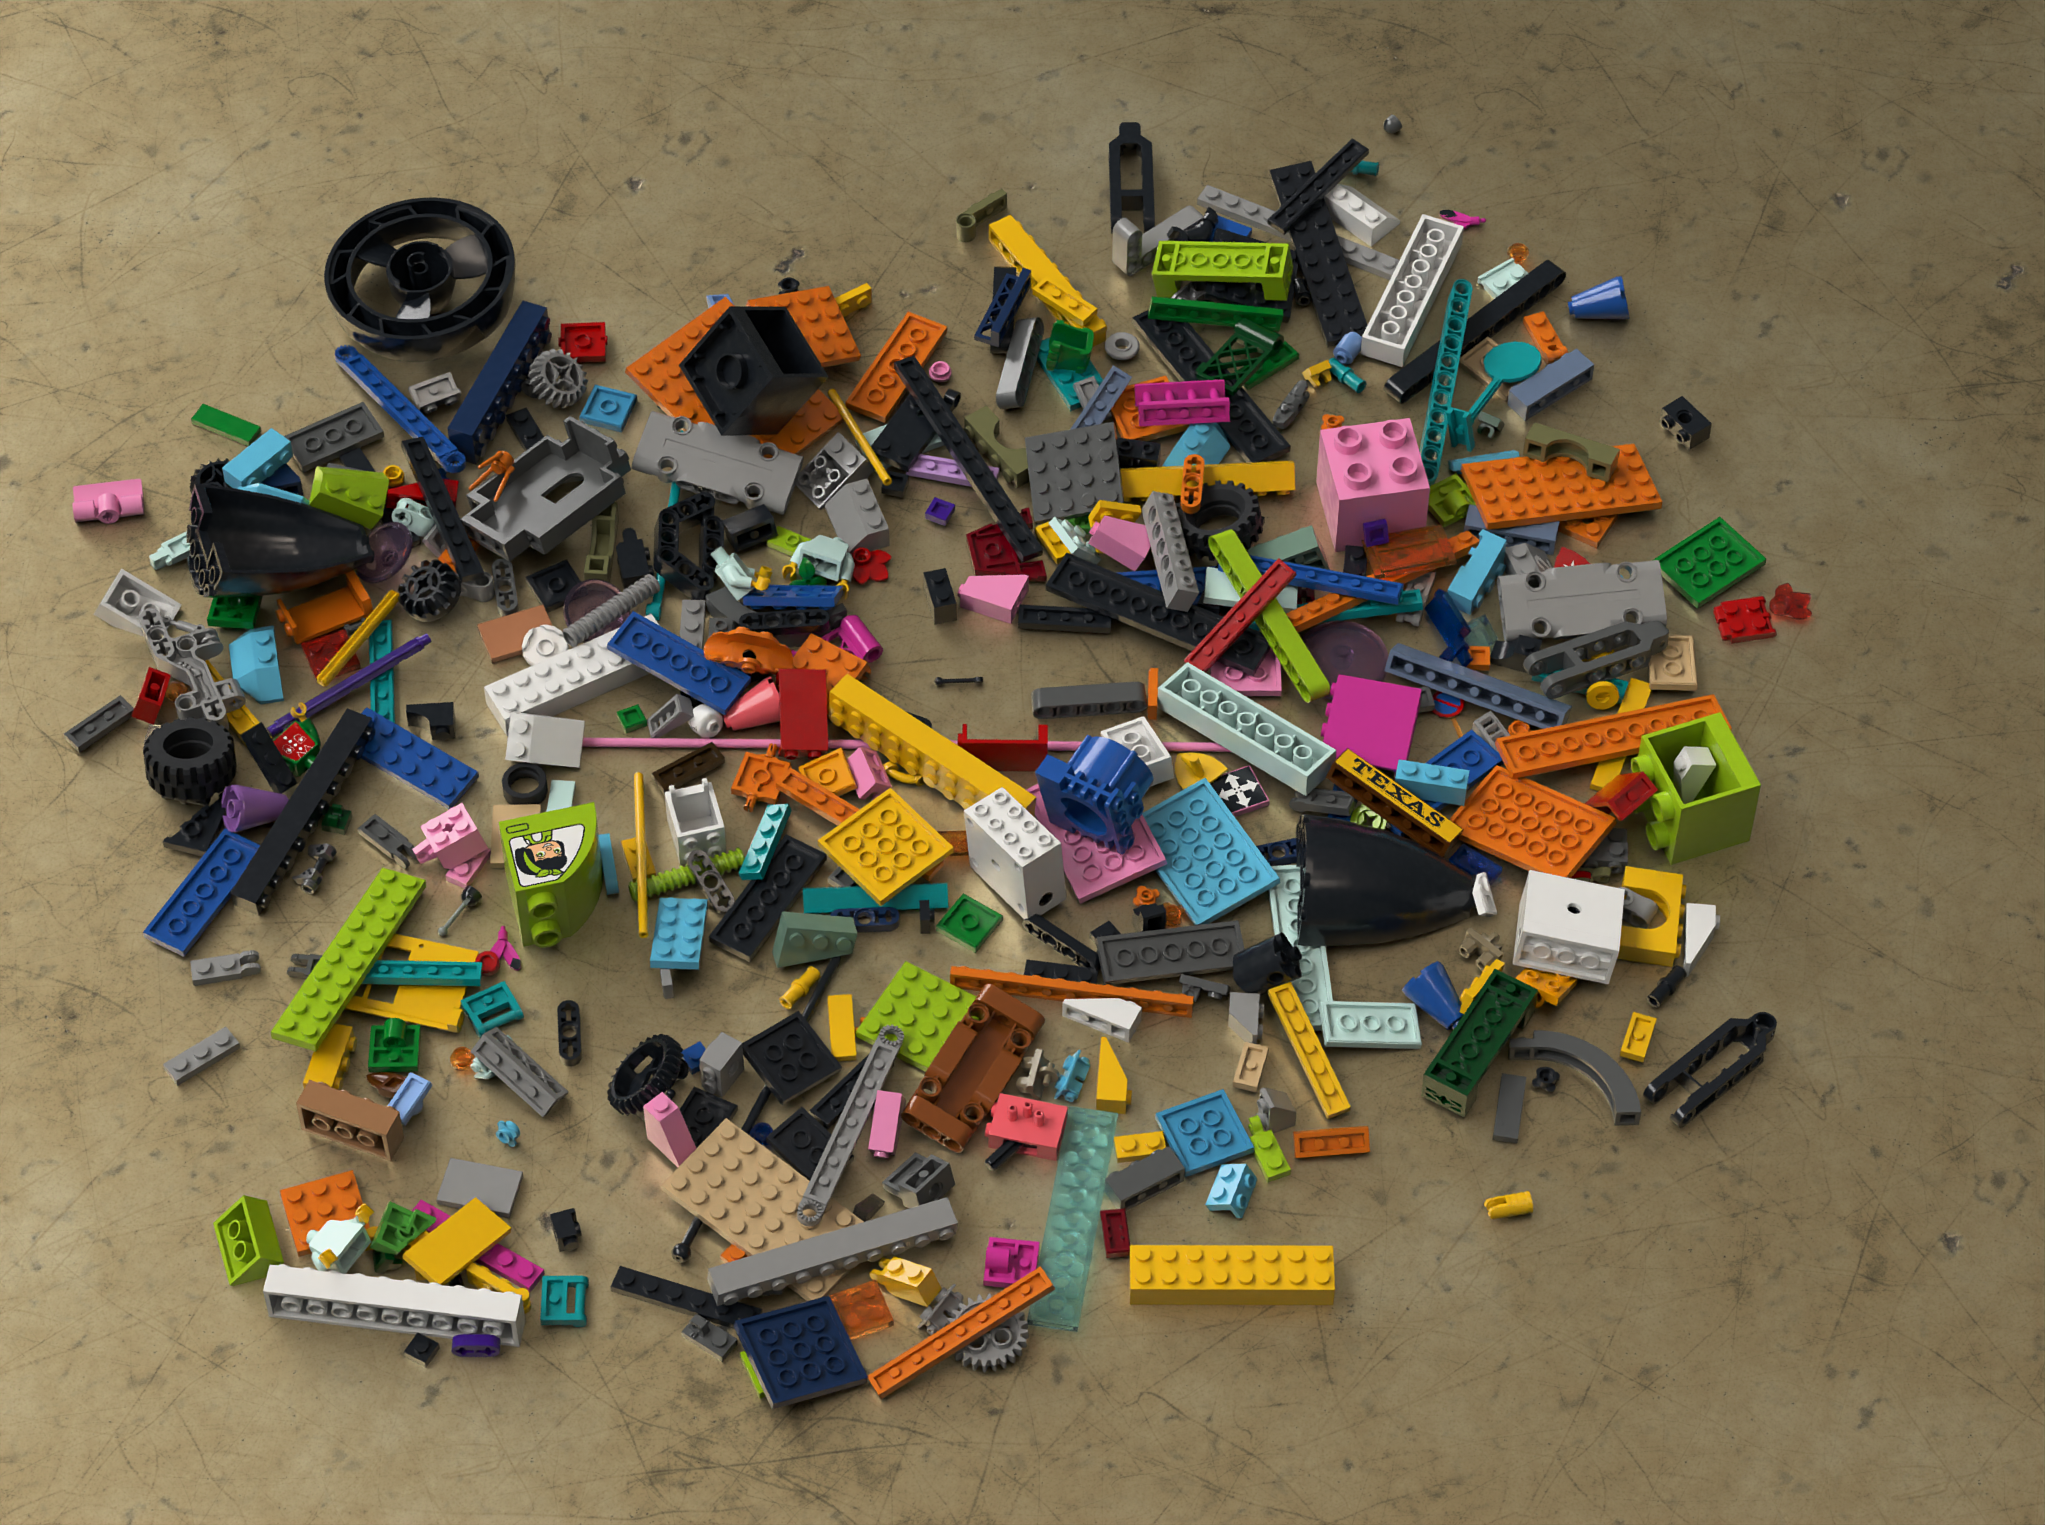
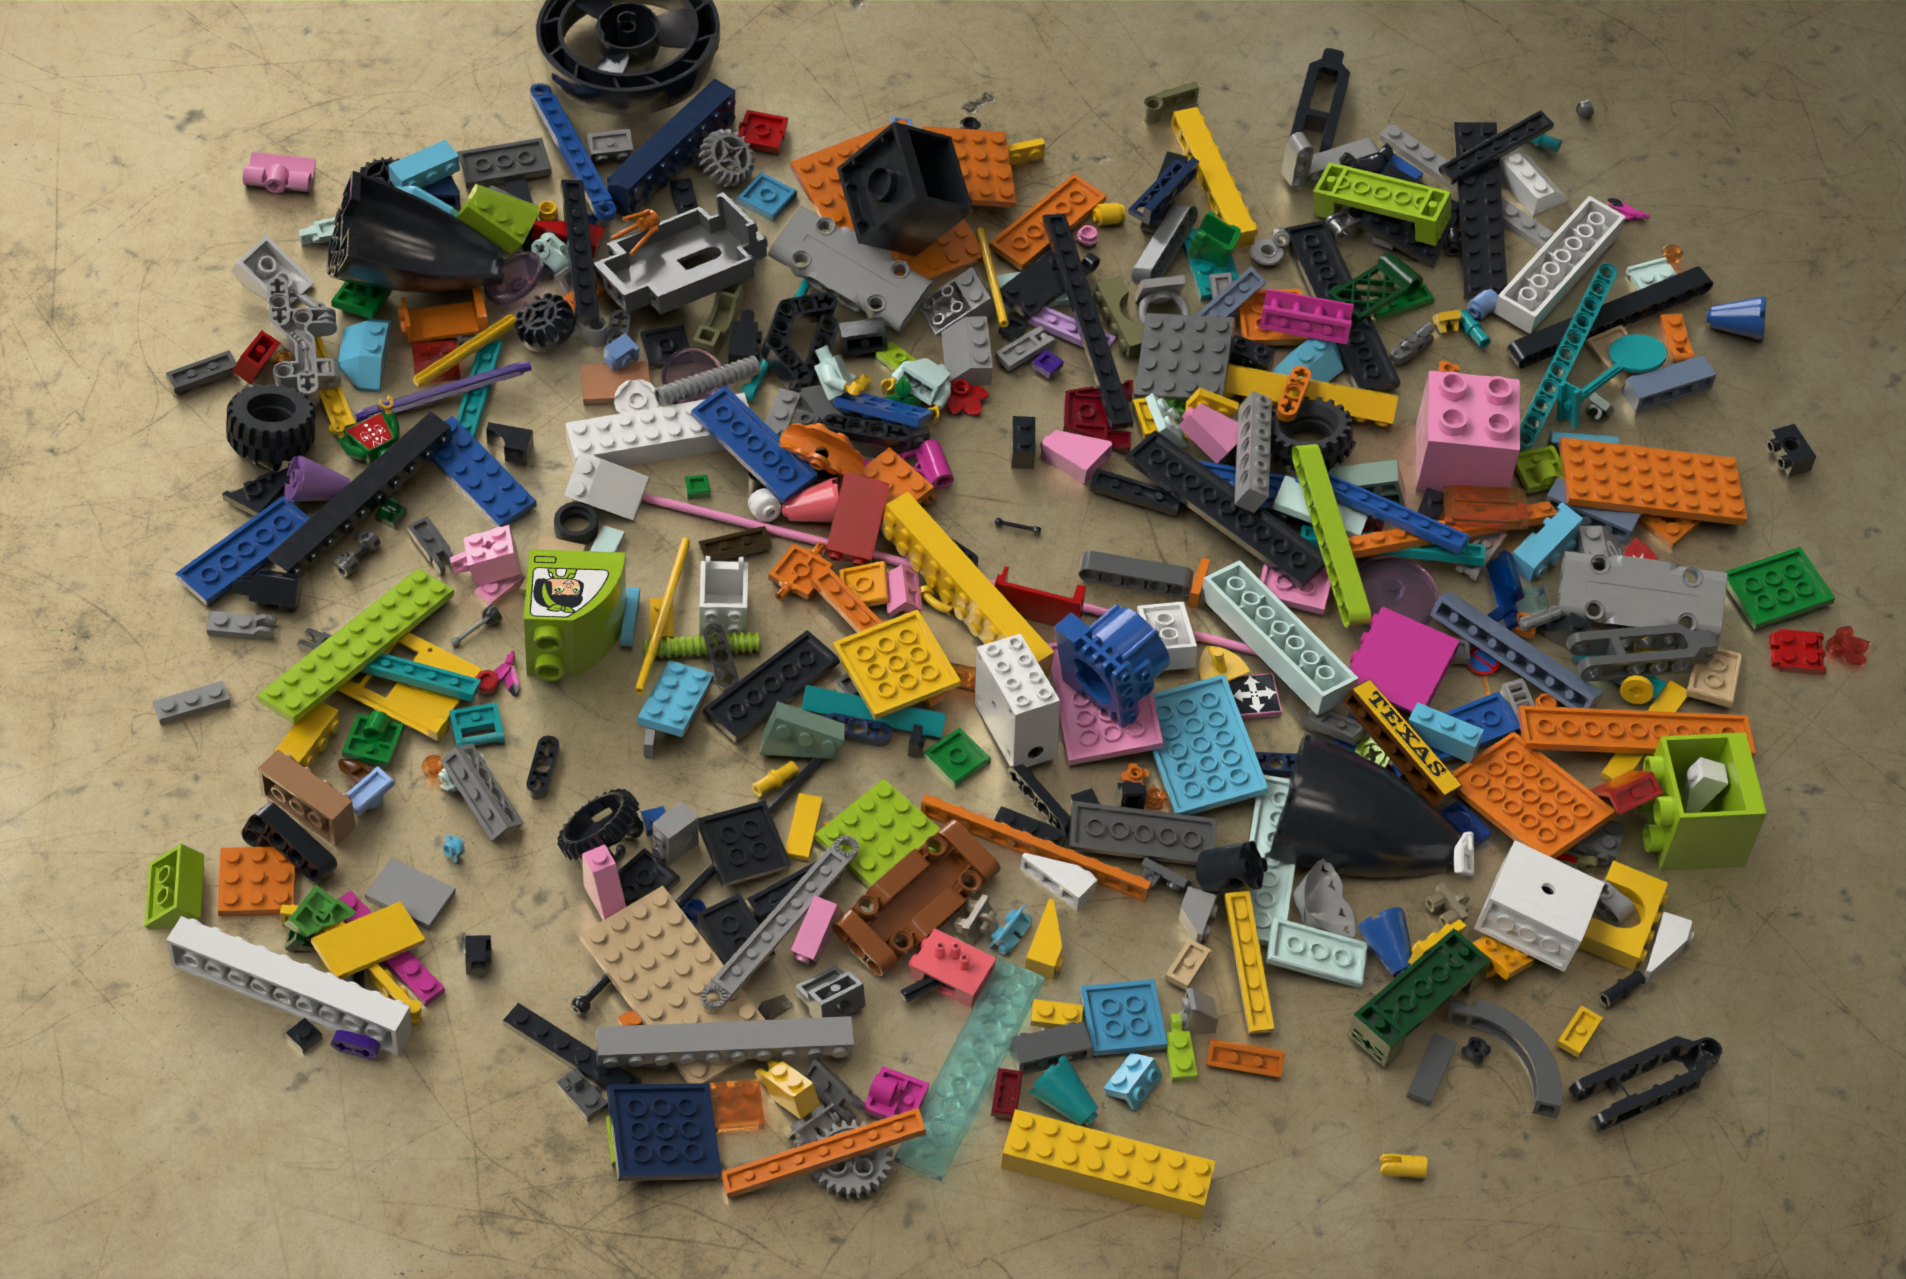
camera: 10 degrees right, 0 degrees up
(226, 425) = (409, 128): green tile -> none
(244, 923) = (271, 588): none -> black hinge
(268, 758) = (343, 440): black plate -> none
(340, 1242) = (257, 912): light aqua torso -> none
(347, 1165) = (290, 840): none -> black beam
(515, 602) = (620, 352): none -> medium blue brick
(555, 1300) = (445, 1021): teal plate -> none
(676, 710) = (733, 492): light grey slope -> none
(765, 842) = (785, 632): teal plate -> none
(913, 501) = (1025, 348): none -> light grey plate
(950, 1271) = (833, 1089): none -> dark grey hinge
(955, 344) = (1109, 214): none -> yellow brick
(1029, 412) = (1158, 292): none -> light grey tile
(1064, 301) = (1223, 197): yellow plate -> none
(1131, 328) = (1284, 240): none -> light grey pin
(1172, 1218) = (1065, 1093): none -> teal cone
(1213, 313) = (1362, 241): green plate -> none
(1241, 616) = (1303, 528): red tile -> none
(1361, 978) = (1321, 904): none -> light grey piece
(1375, 532) = (1457, 481): dark purple plate -> none
(1491, 647) = (1540, 618): none -> light grey axle
(1547, 442) = (1649, 436): olive arch -> none

